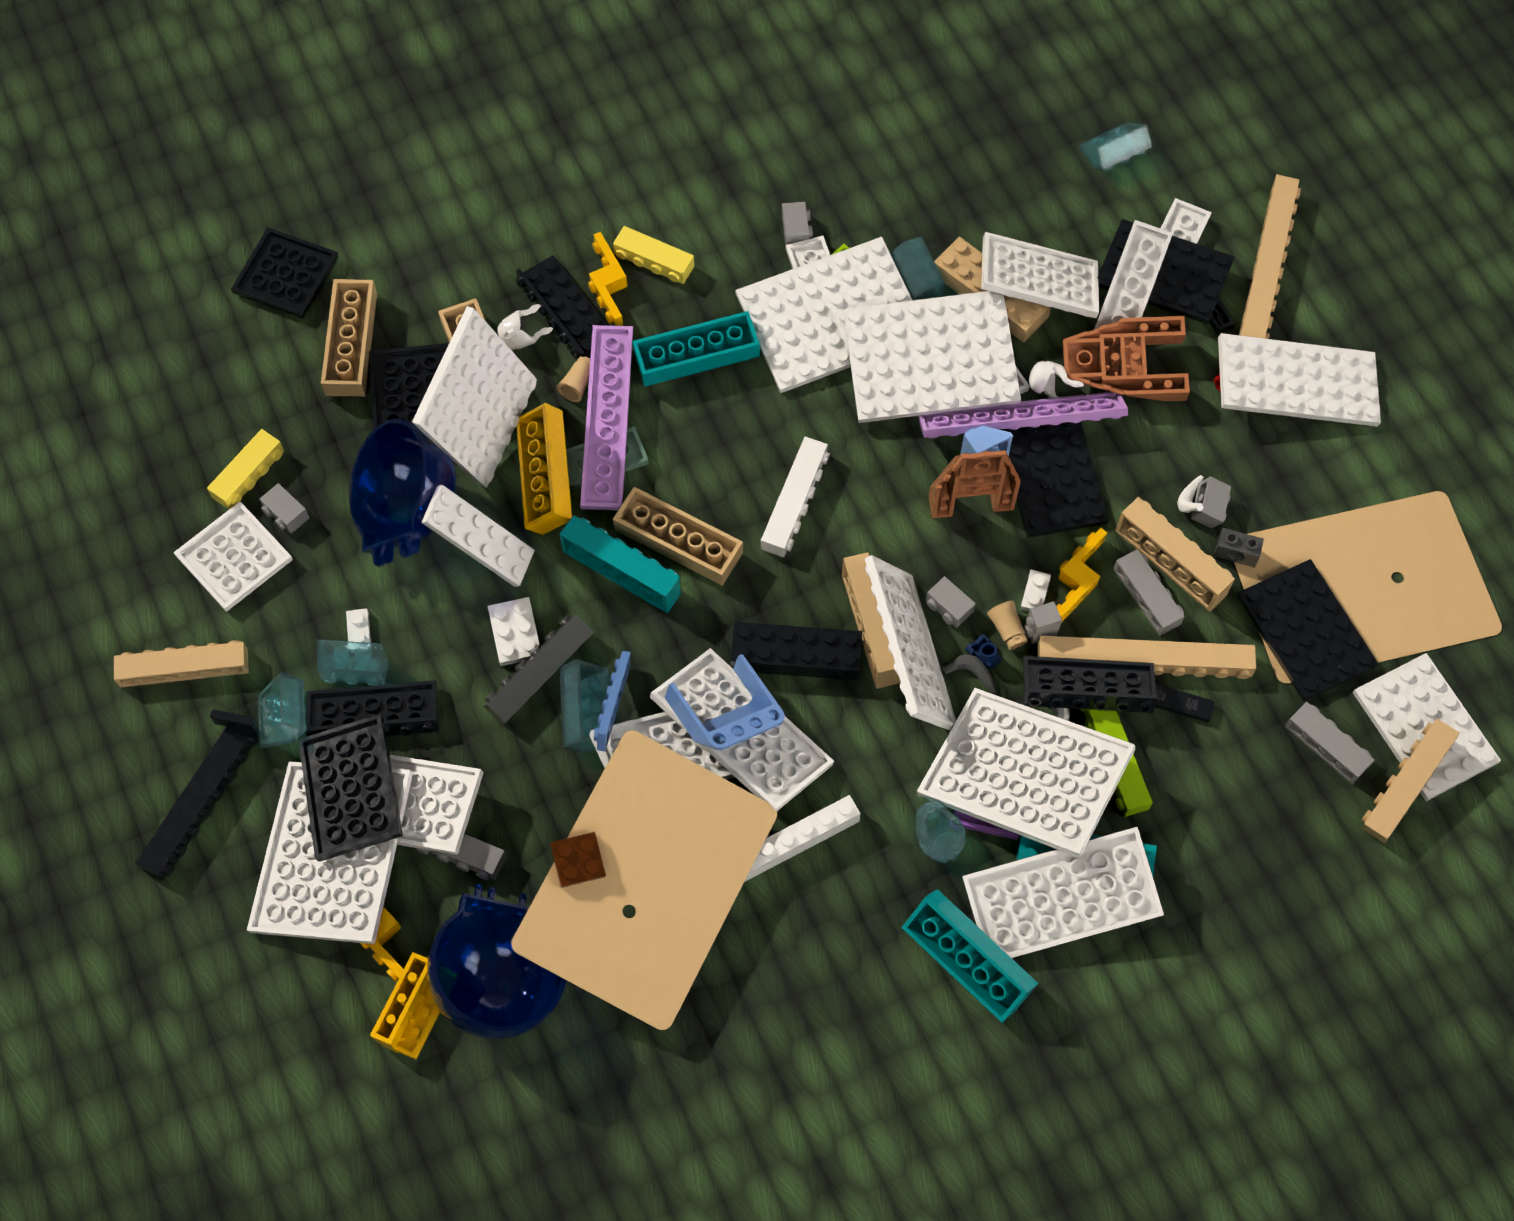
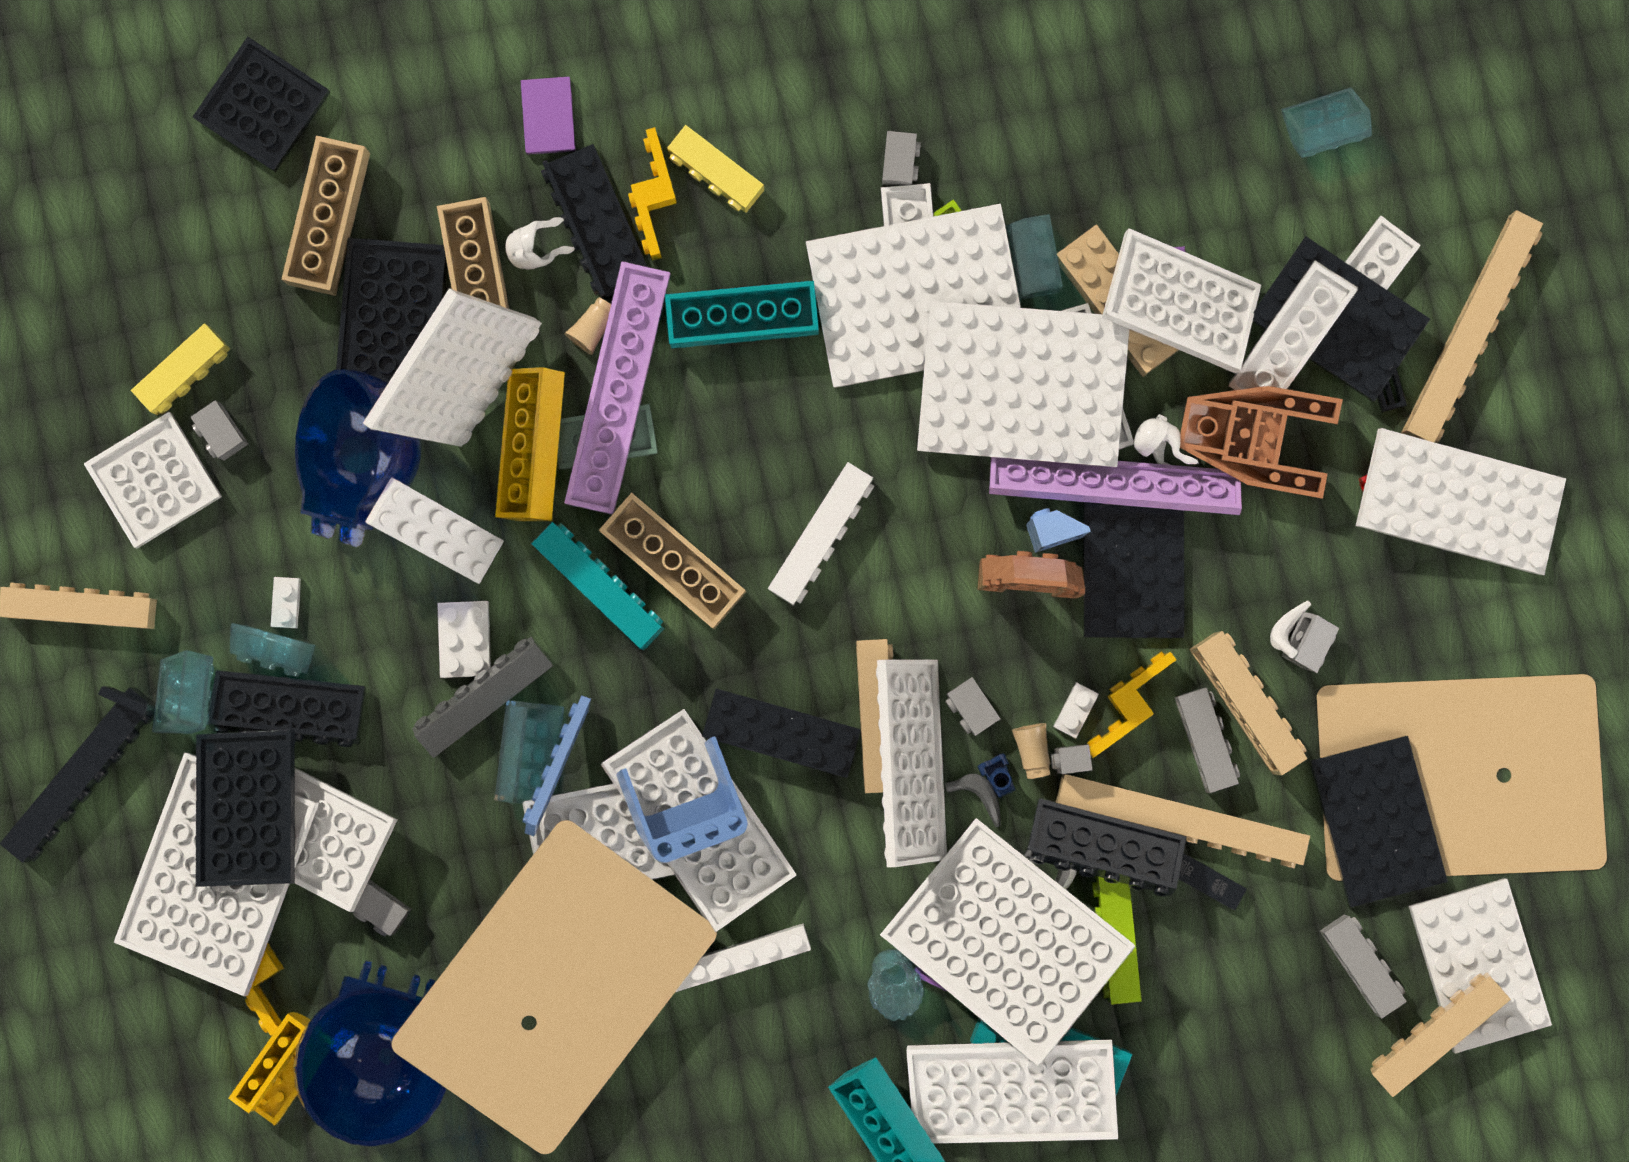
camera: 15 degrees right, 20 degrees up
(514, 243) = (548, 115): none -> medium lavender tile
(577, 859) = (480, 962): reddish brown plate -> none
(1238, 547) = (1326, 706): dark grey brick -> none

